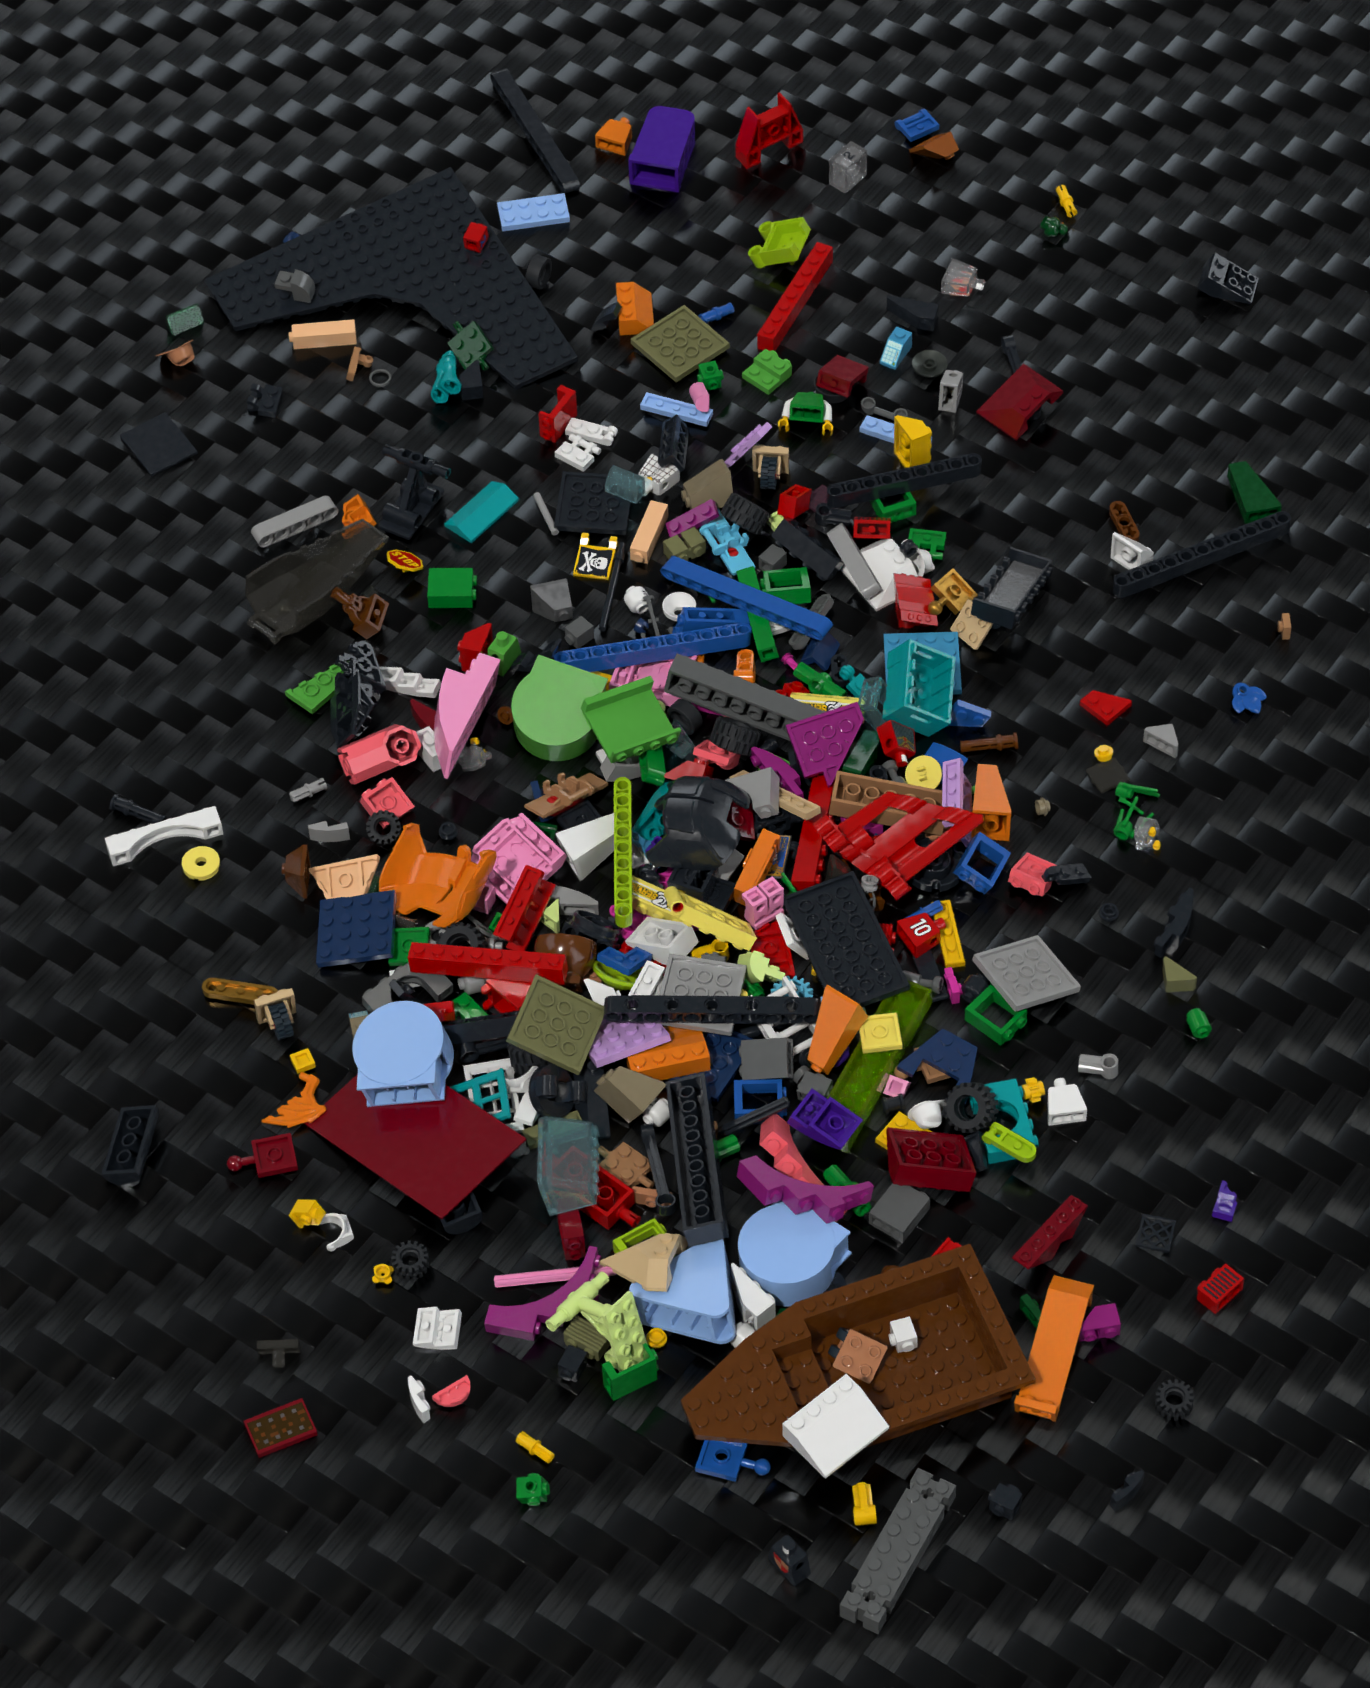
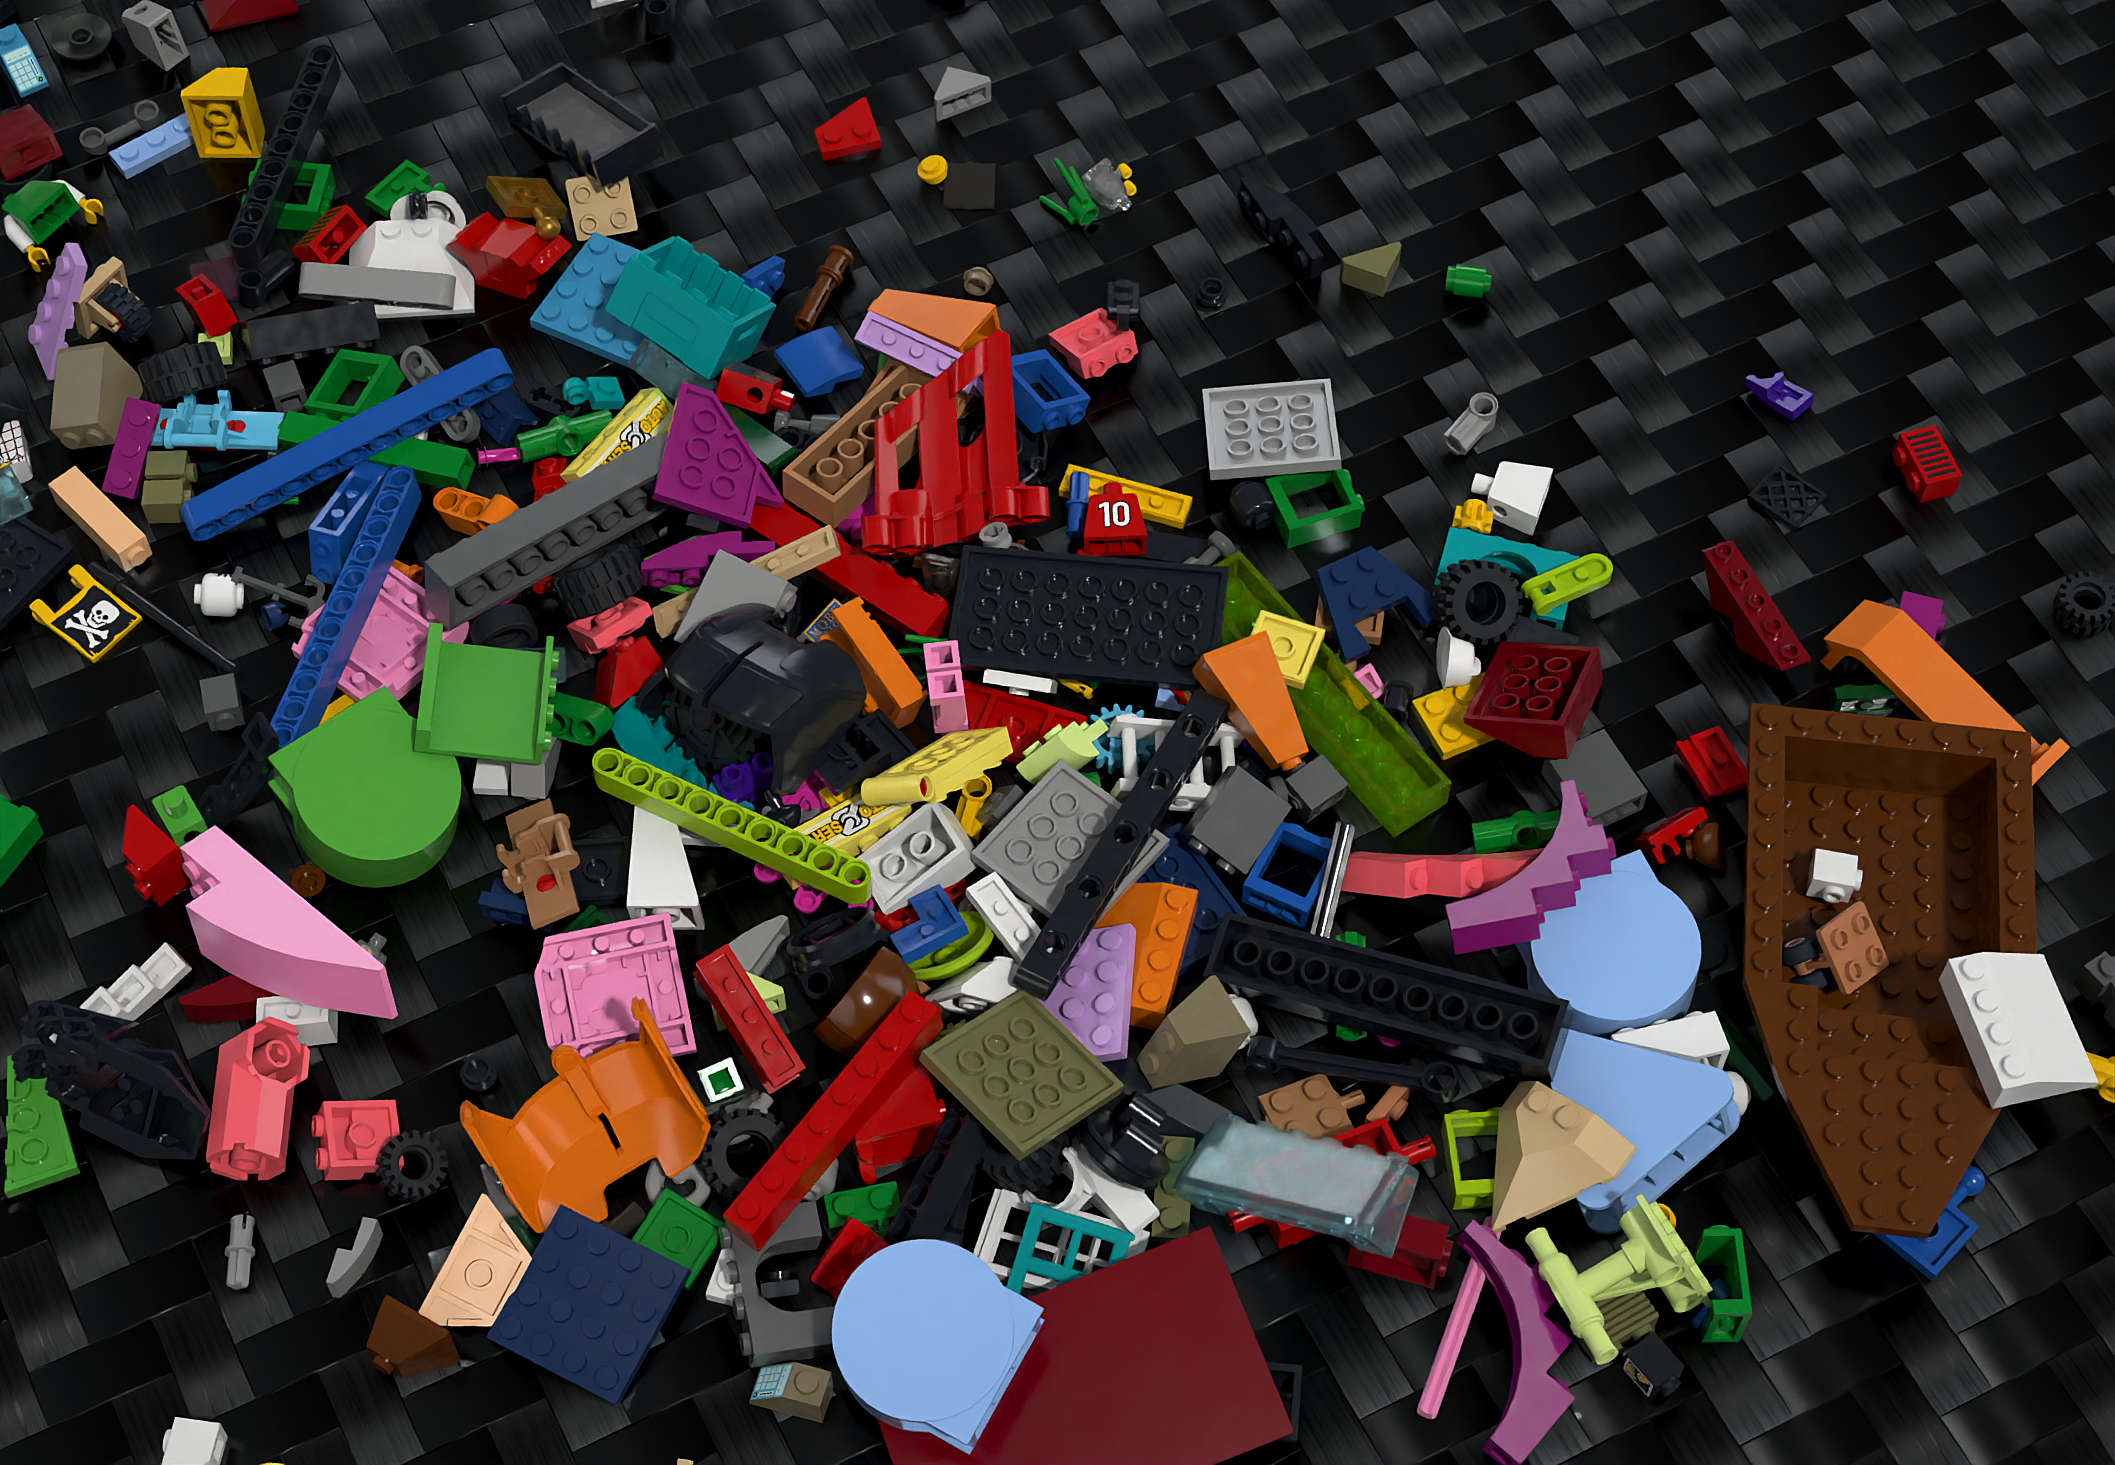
camera: 65 degrees left, 5 degrees up
(552, 600) = (137, 706): flat silver slope -> none
(676, 601) = (276, 536): white piece -> none
(824, 1120) = (1406, 792): dark purple slope -> none
(886, 1255) = (1683, 824): none -> red plate
(924, 772) = (826, 387): light yellow piece -> none
(953, 987) = (1234, 528): dark pink plate -> none
(1127, 791) = (1018, 175): green plant -> none

